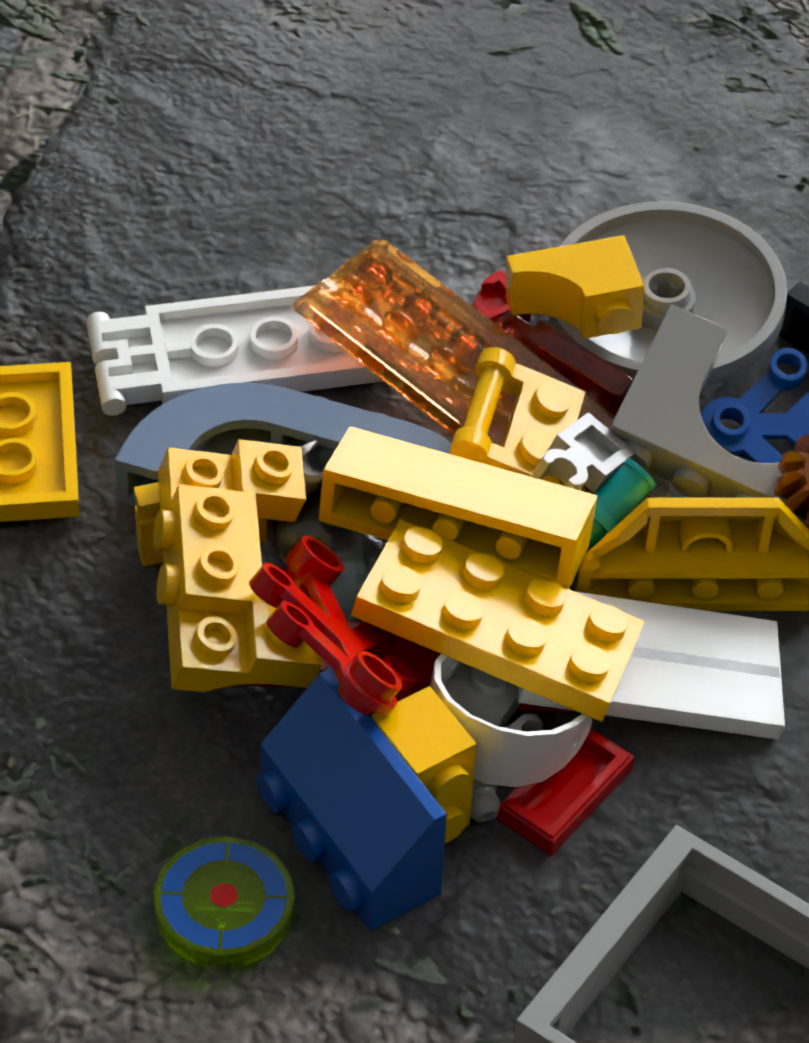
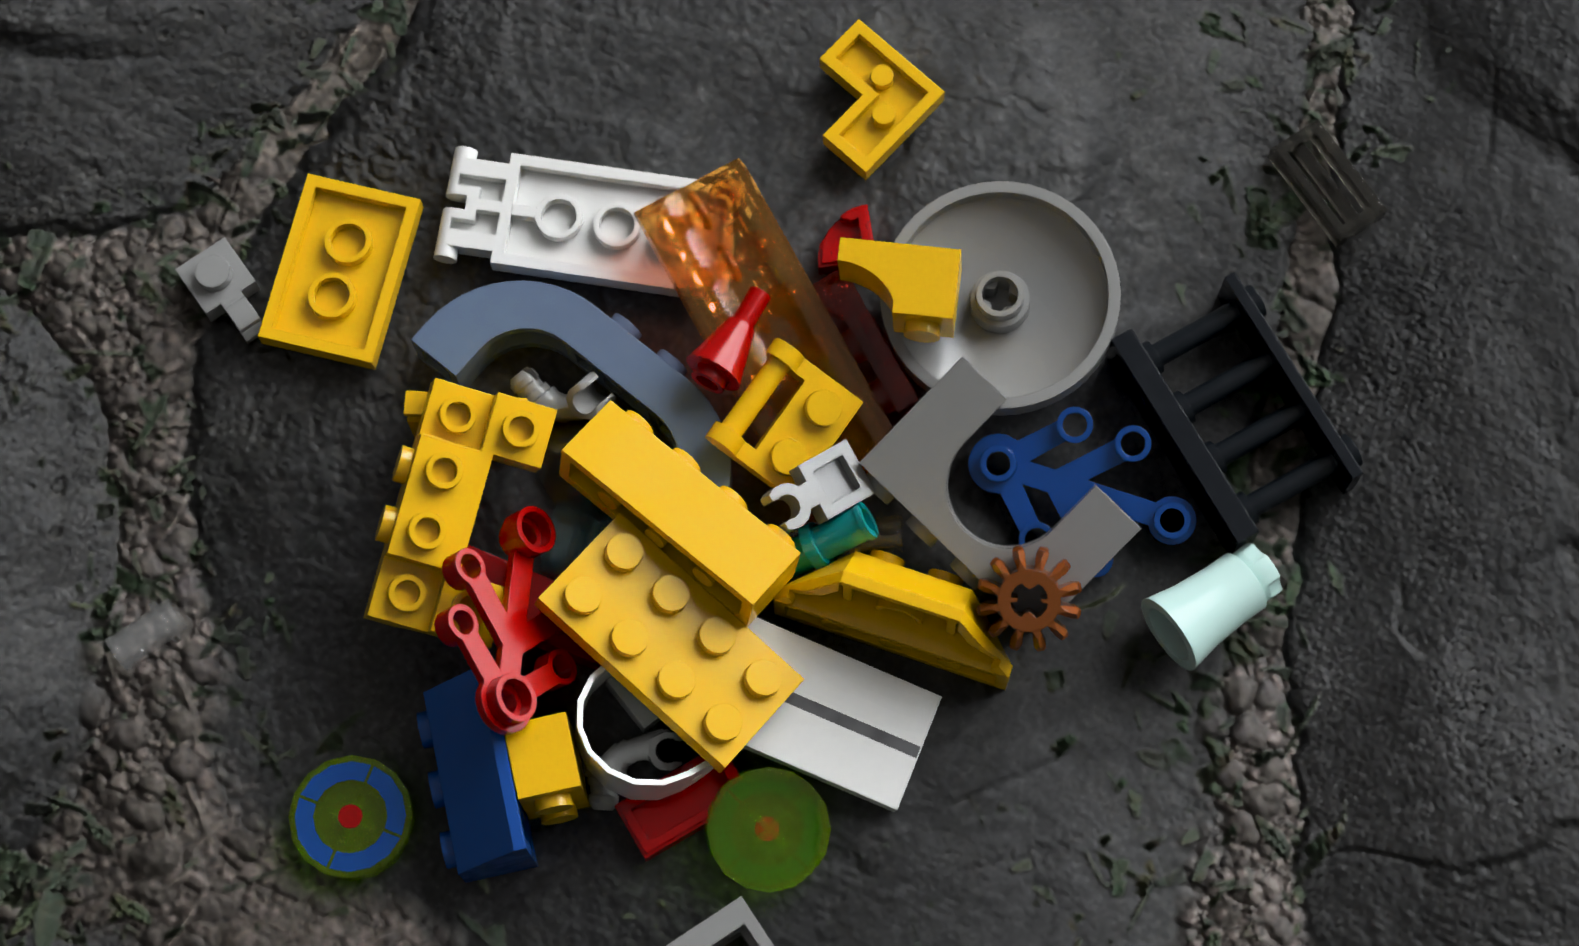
camera: 25 degrees right, 25 degrees up
(436, 383) = (723, 355): none -> red cone
(479, 190) = (889, 95): none -> yellow plate
(664, 776) = (767, 829): none -> clear neon green tile

